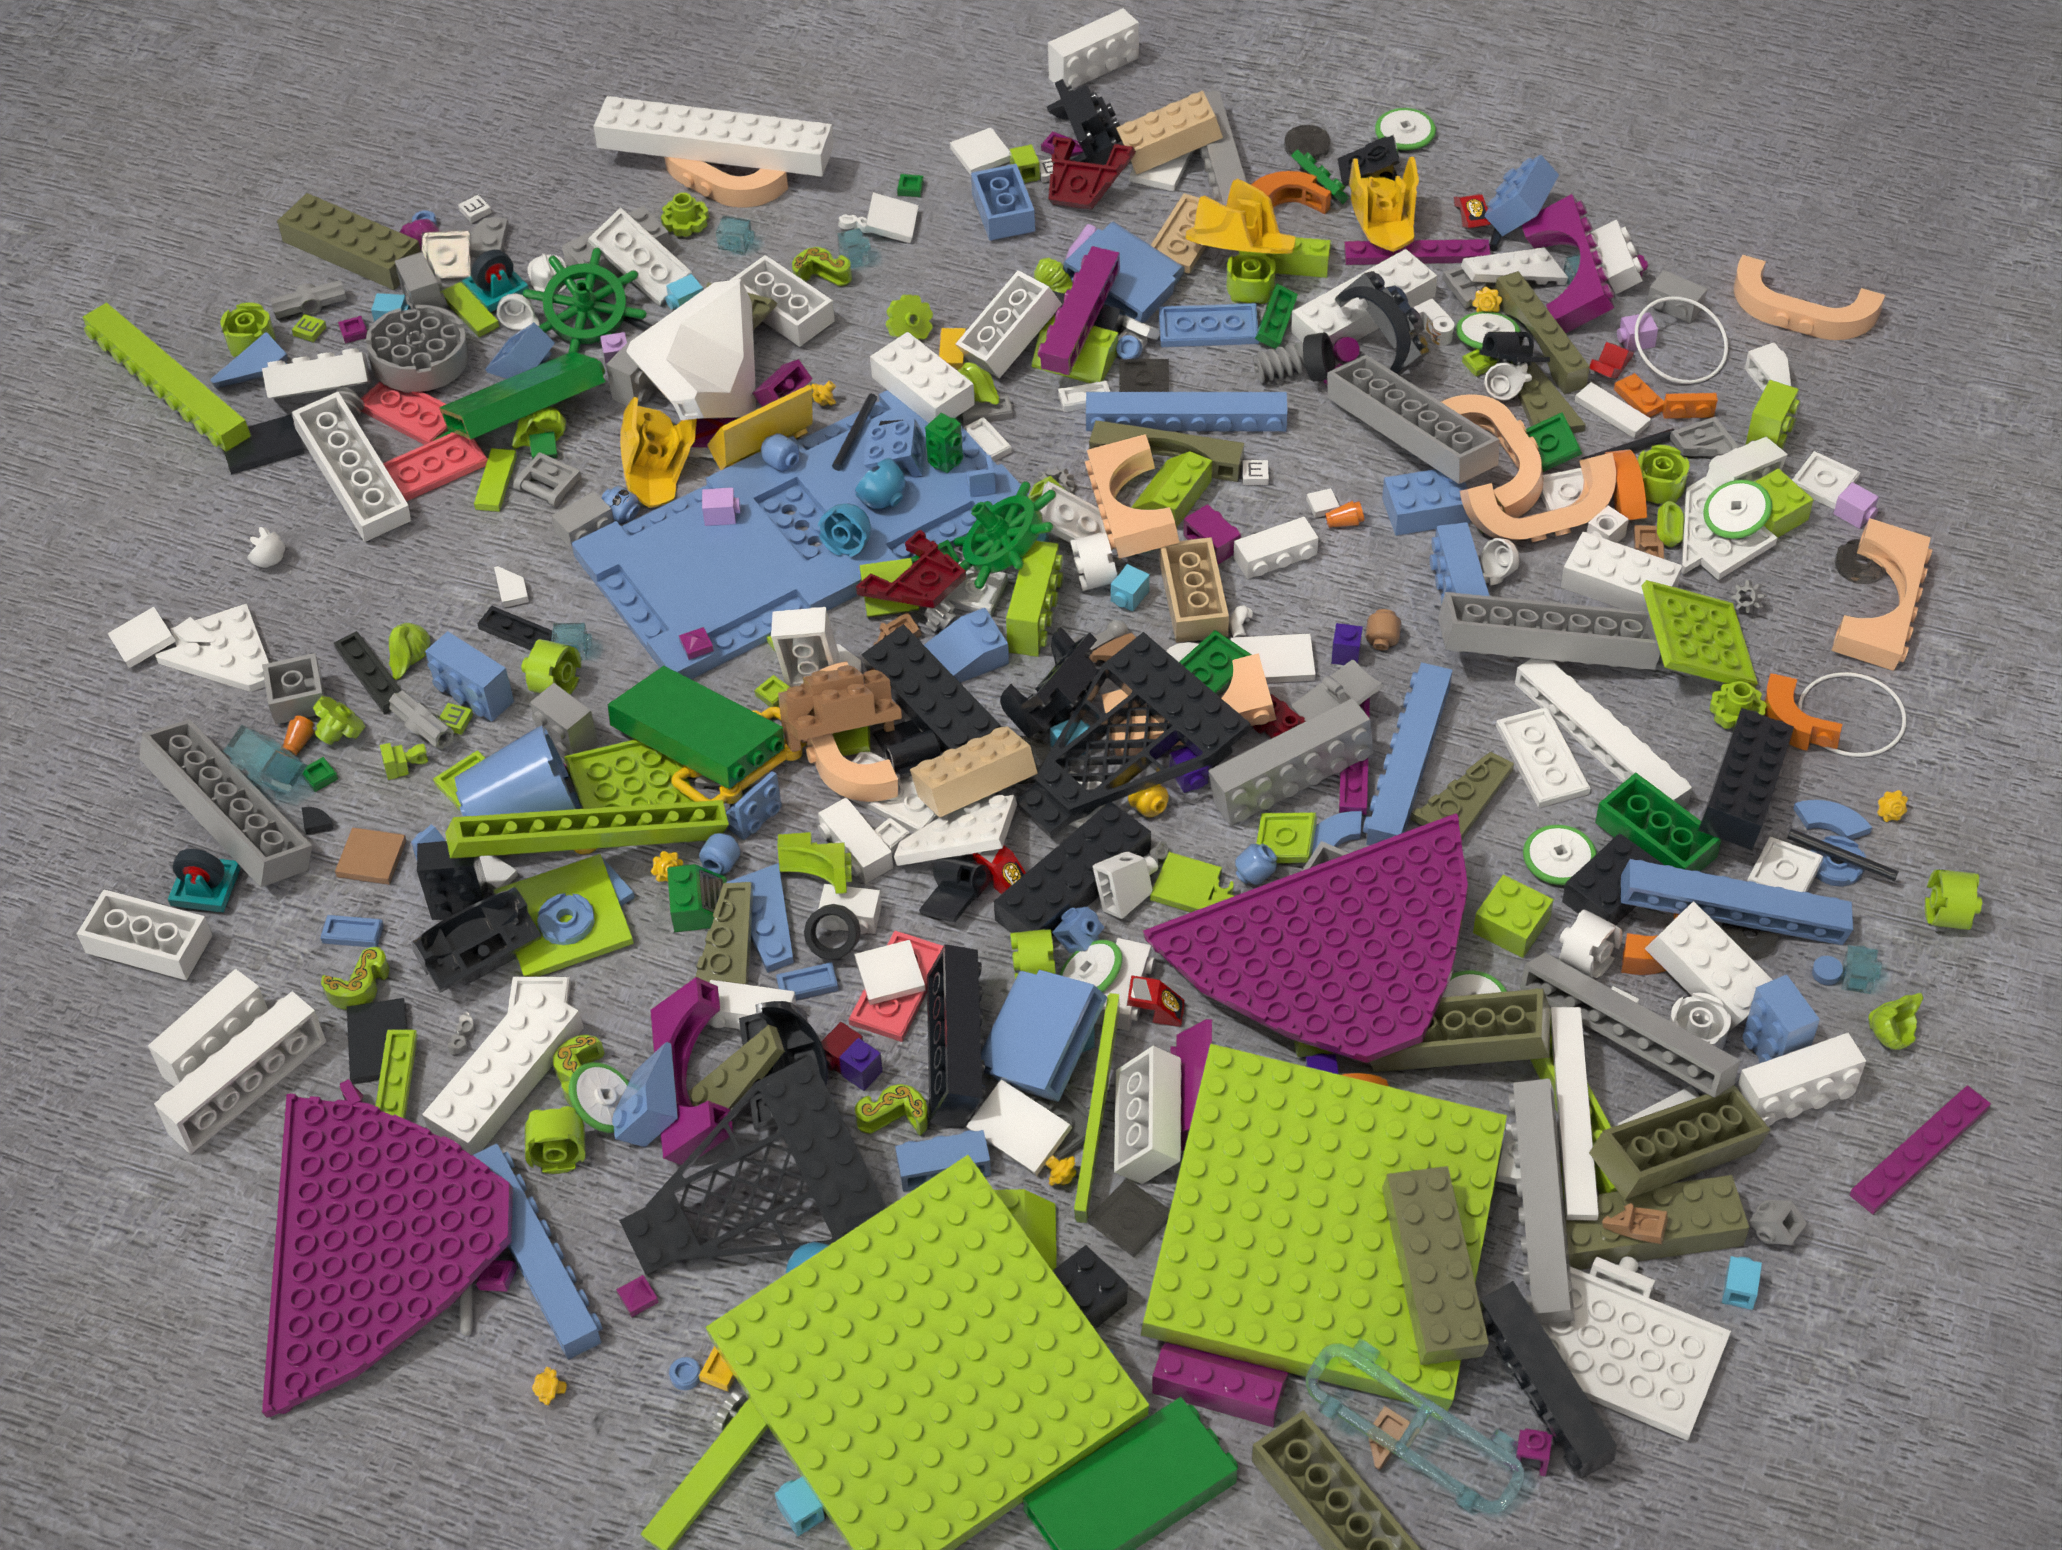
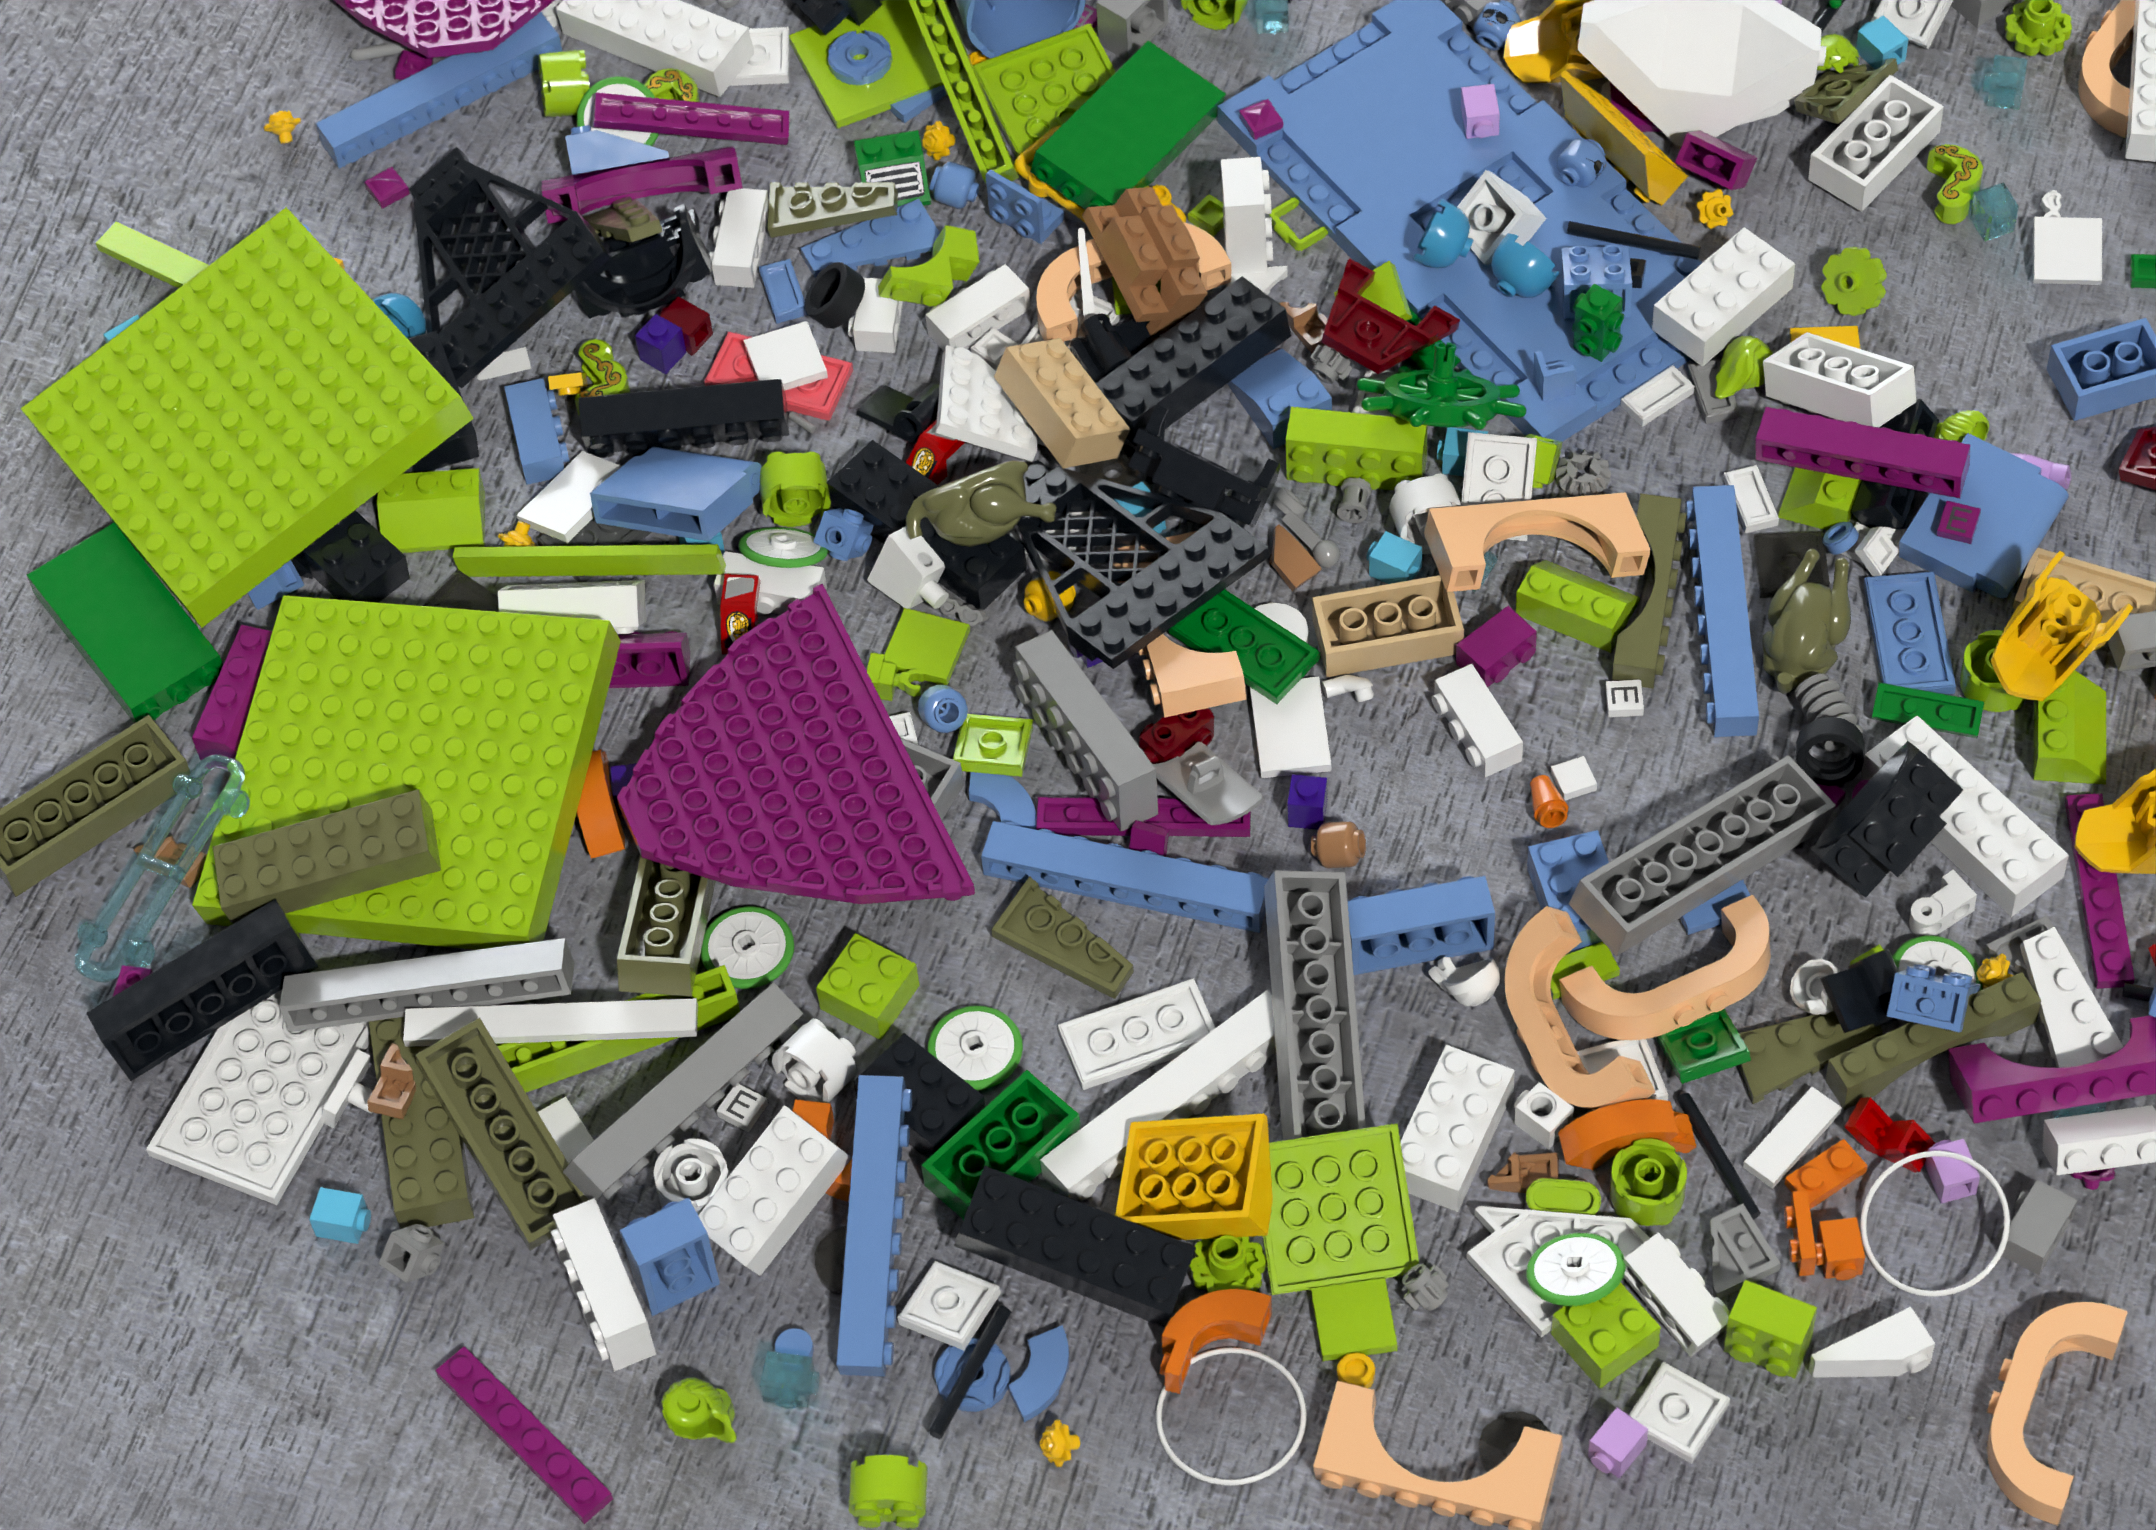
camera: 90 degrees right, 5 degrees up
(618, 1038) = (691, 118): none -> magenta plate
(824, 494) = (1495, 211): none -> white slope
(862, 760) = (1087, 295): none -> white sticker
(900, 1127) = (568, 383): none -> yellow plate
(1070, 610) = (1354, 500): none -> light grey bush
(1090, 807) = (977, 506): none -> olive piece
(1136, 275) = (1958, 522): none -> magenta tile
(1208, 364) = (1806, 624): none -> olive piece
(1381, 740) = (1149, 837): none -> magenta tile
(1524, 310) = (1931, 998): none -> medium blue bracket
(1689, 701) = (1198, 1177): none -> yellow slope
(1700, 382) = (1840, 1248): none -> orange brick
(1772, 641) = (1354, 1319): none -> lime tile
(1812, 643) = (1356, 1370): none -> yellow tile

